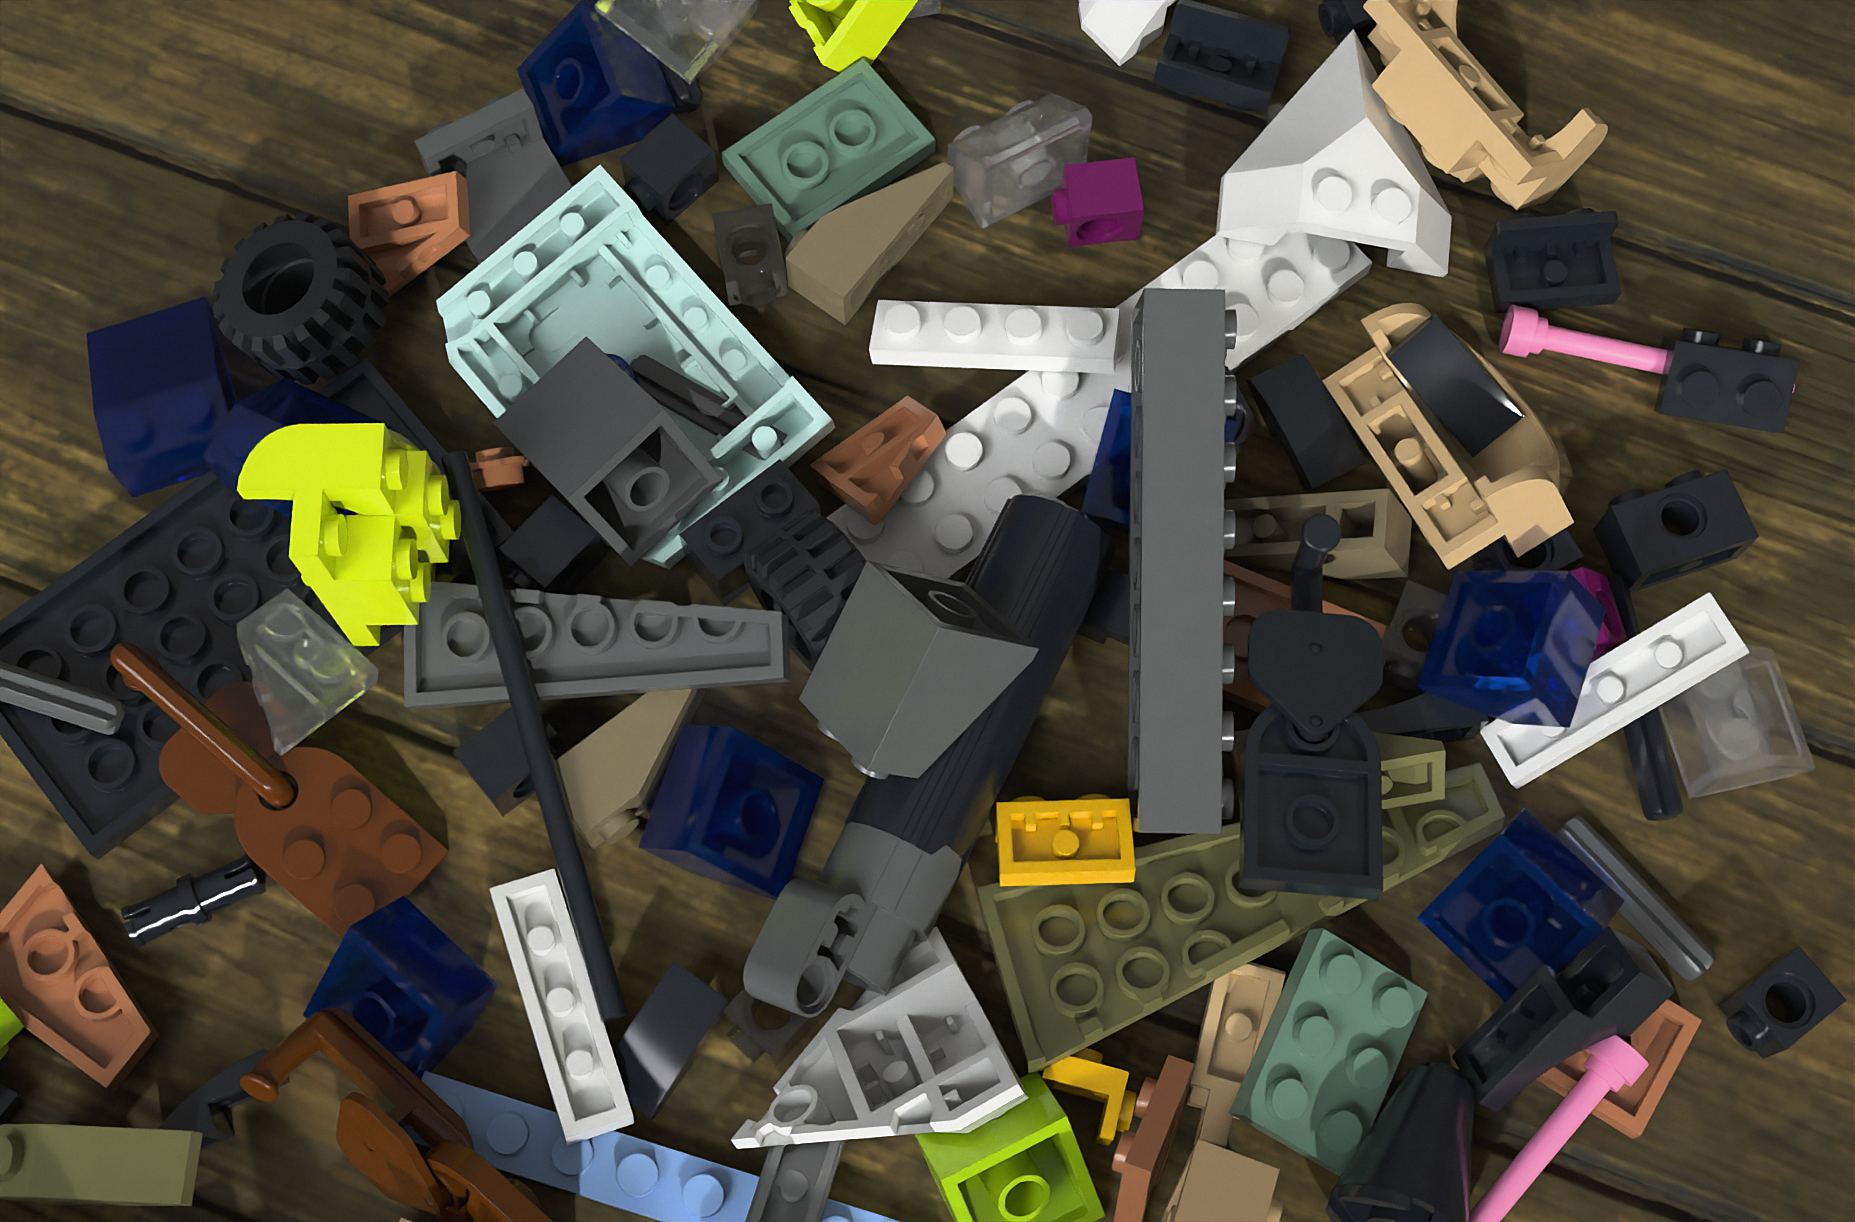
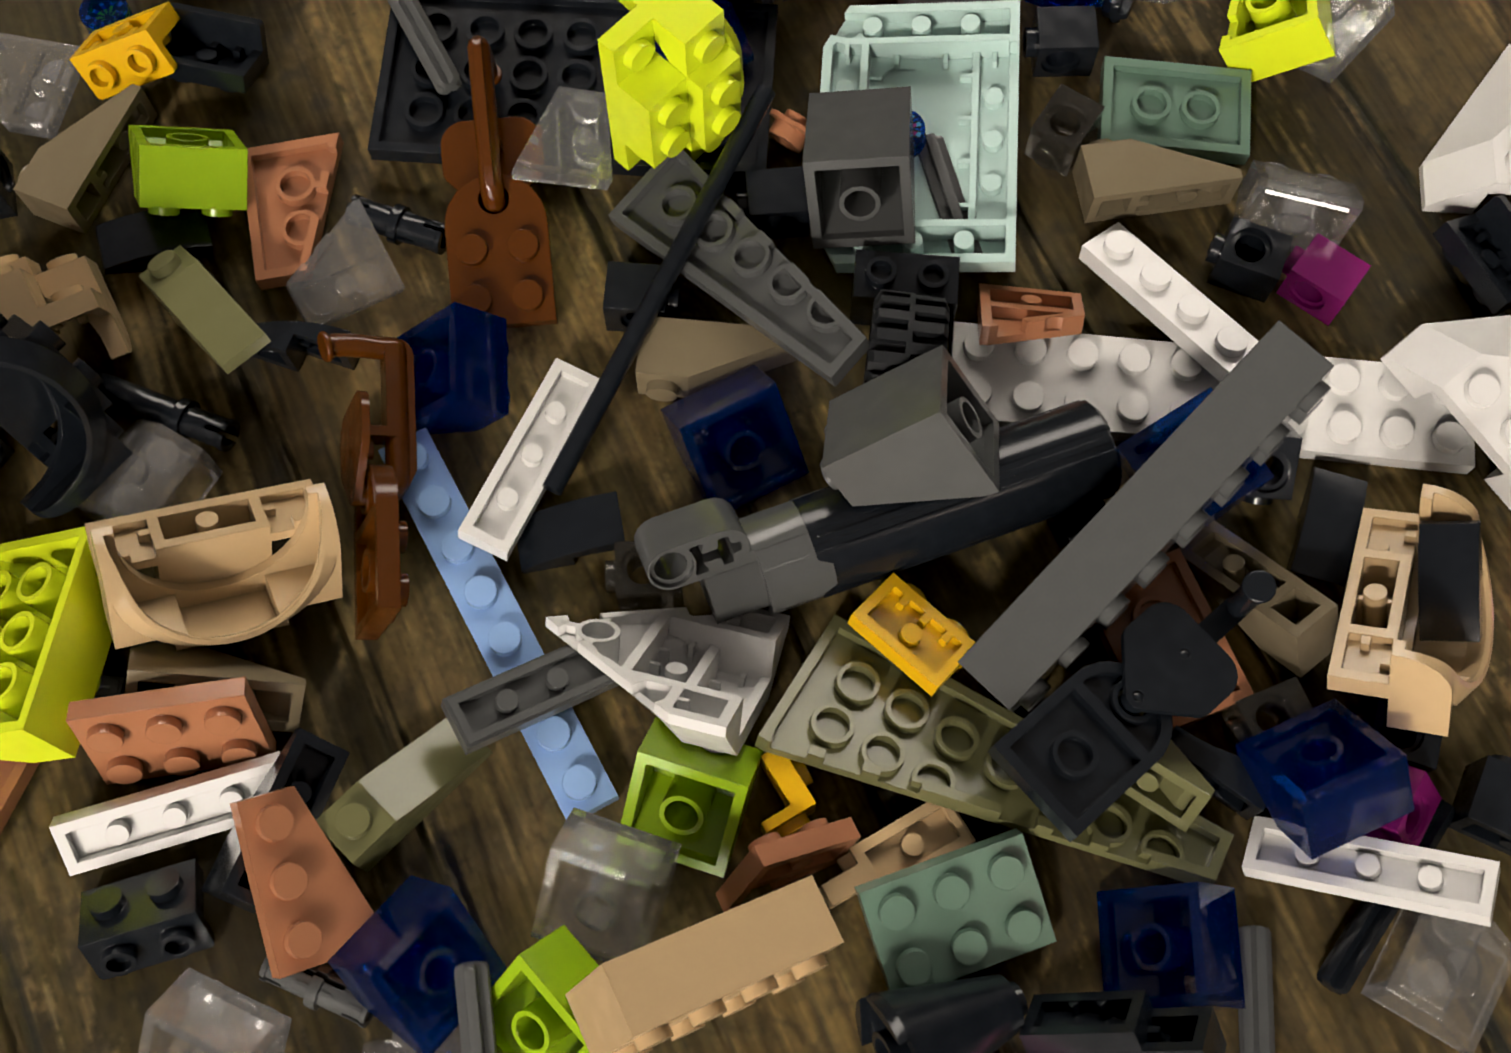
camera: 45 degrees right, 0 degrees up
(190, 996) = (344, 271): none -> clear wing
(1028, 216) = (1261, 245): none -> black brick

